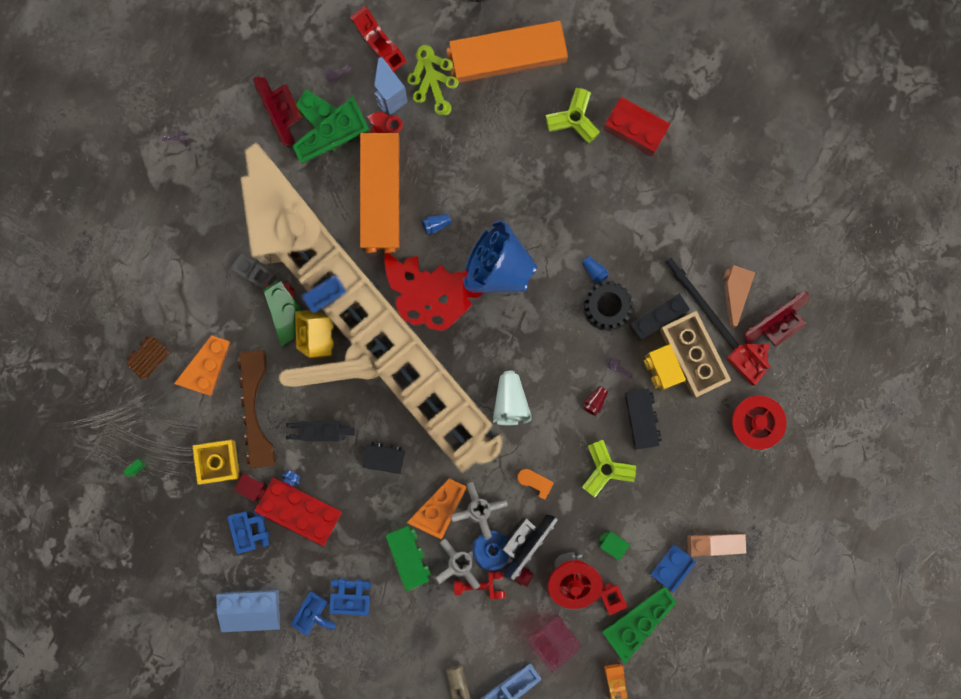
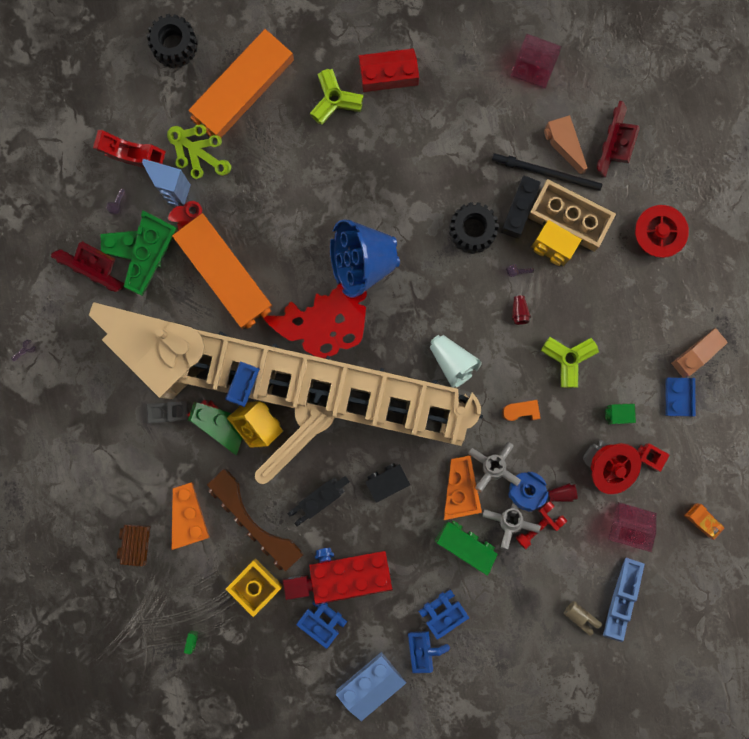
camera: 35 degrees left, 0 degrees up
(435, 223) = (286, 264): blue cone -> none
(524, 542) = (550, 465): black bracket -> none
(595, 270) = (442, 207): blue cone -> none
(636, 625) = (687, 461): green wing -> none
(642, 419) = (568, 297): black brick -> none
(750, 361) = (618, 188): red slope -> none
(762, 207) = (536, 61): none -> clear pink slope

